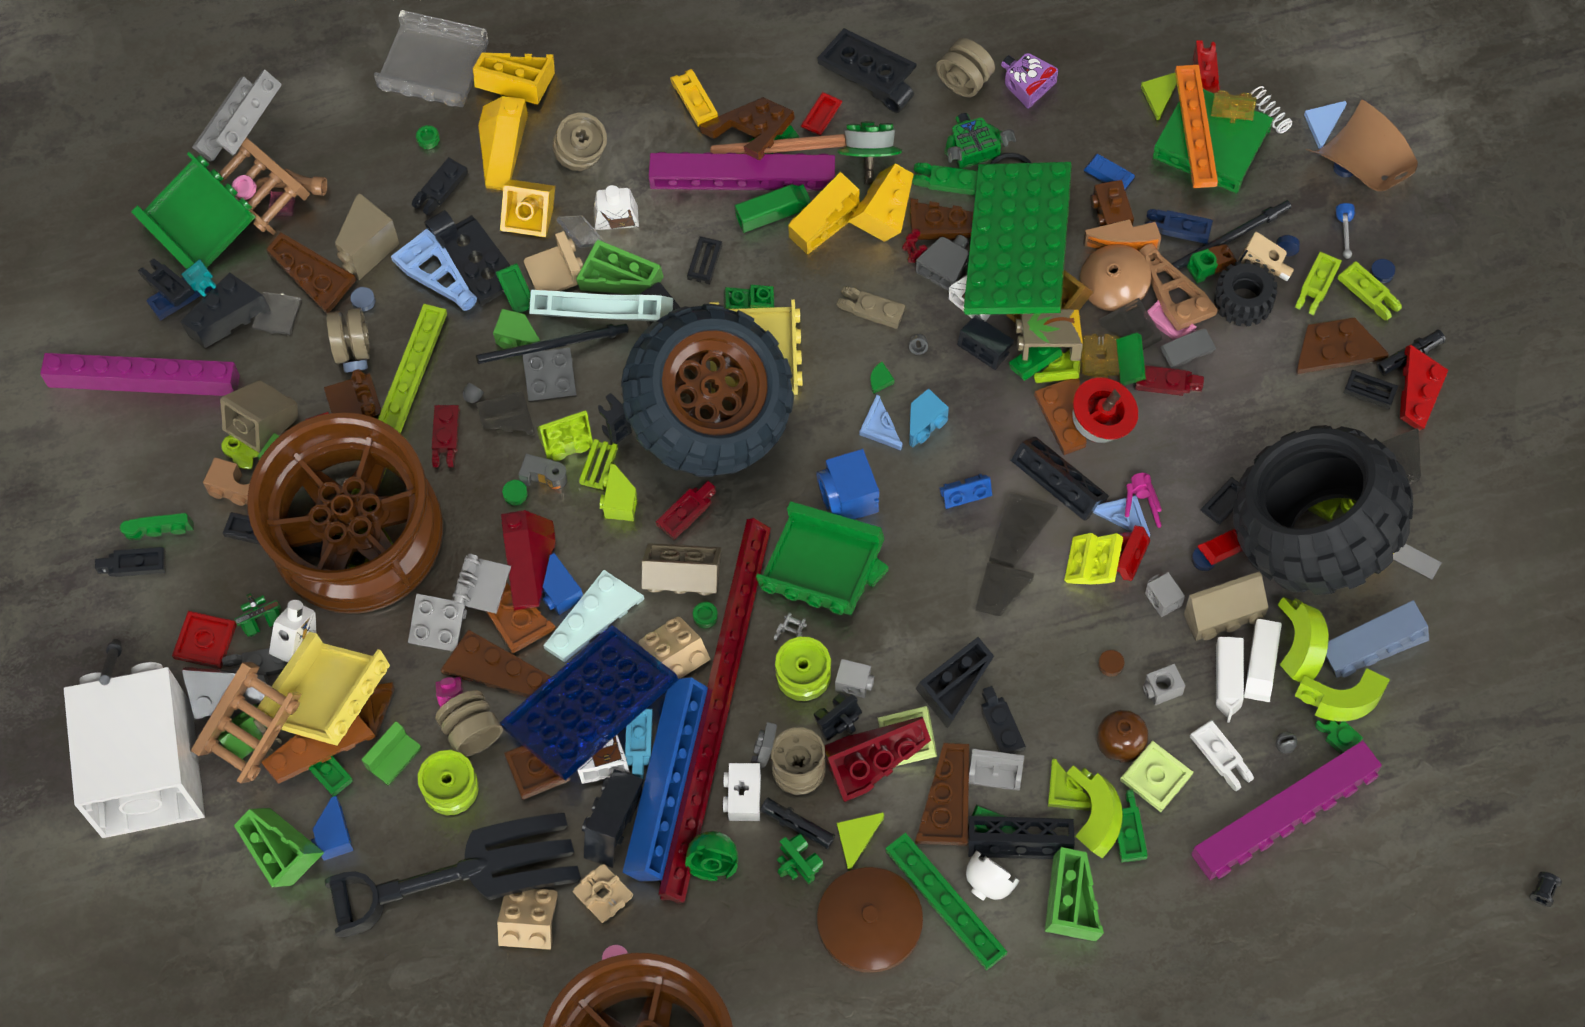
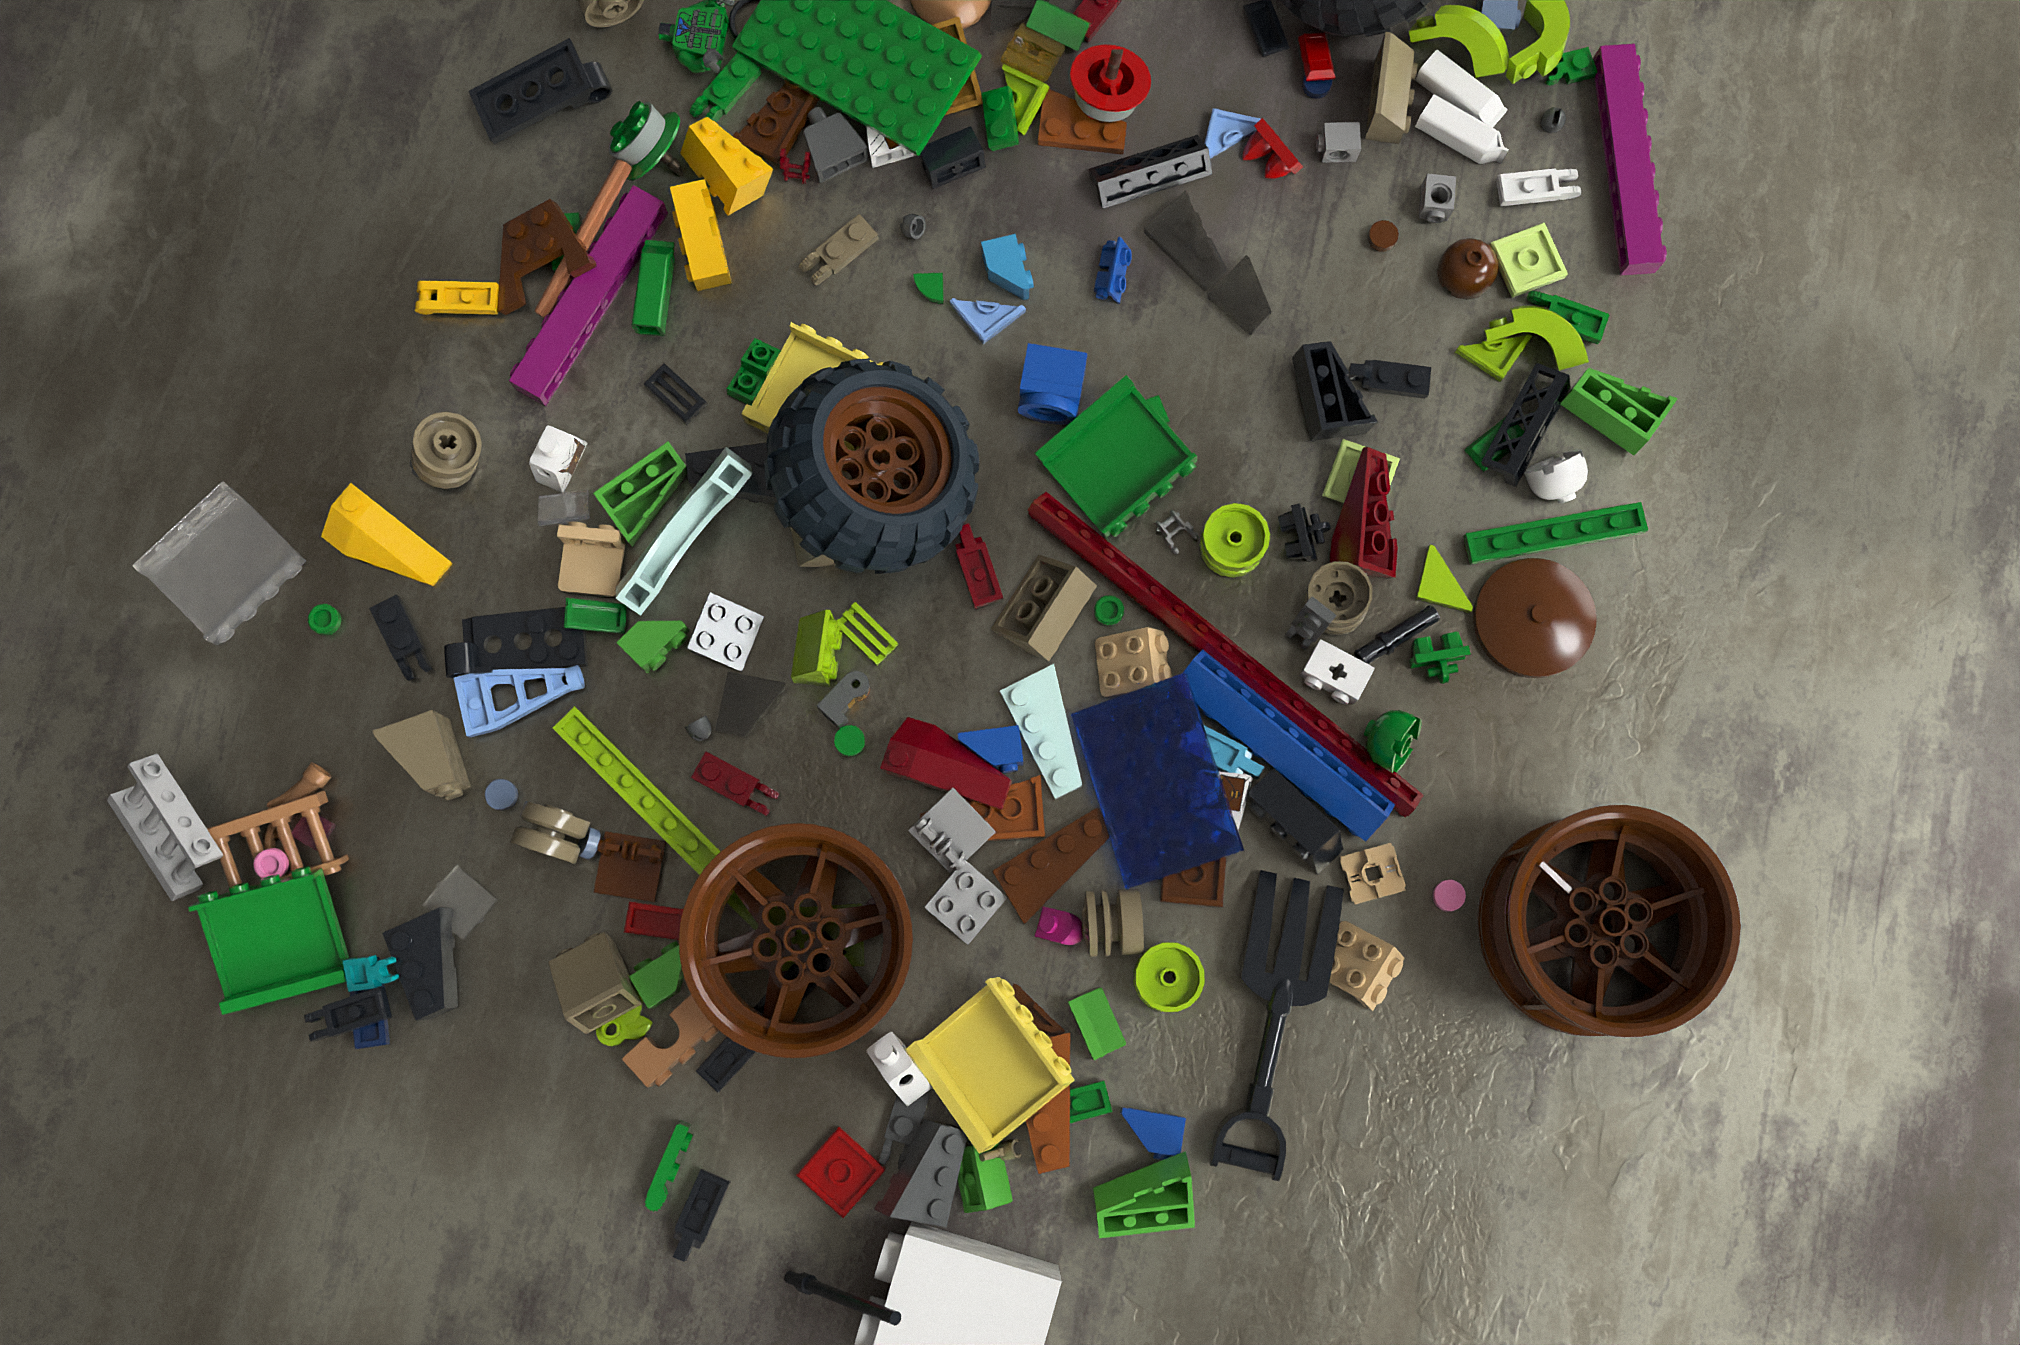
camera: 65 degrees left, 15 degrees up
(139, 374) = (453, 1101): magenta brick -> none
(221, 721) = (961, 1170): medium nougat fence -> none
(247, 621) = (844, 1099): green hips -> none
(313, 273) = (436, 834): reddish brown wing -> none
(514, 76) = (306, 480): yellow wedge -> none
(527, 207) = (493, 551): yellow slope -> none
(610, 331) = (707, 541): black bar -> none
(616, 422) = (828, 584): black hinge -> none
(620, 496) = (921, 628): lime slope -> none
(821, 113) = (563, 174): red tile -> none
(854, 678) = (1269, 494): light grey brick -> none
(947, 803) = (1453, 476): reddish brown wing -> none
(996, 769) = (1442, 409): light grey hinge -> none
(1050, 331) = (989, 85): dark tan panel -> none
(1093, 559) = (1264, 187): neon yellow slope -> none
(1143, 488) = (1209, 96): dark pink plant -> none

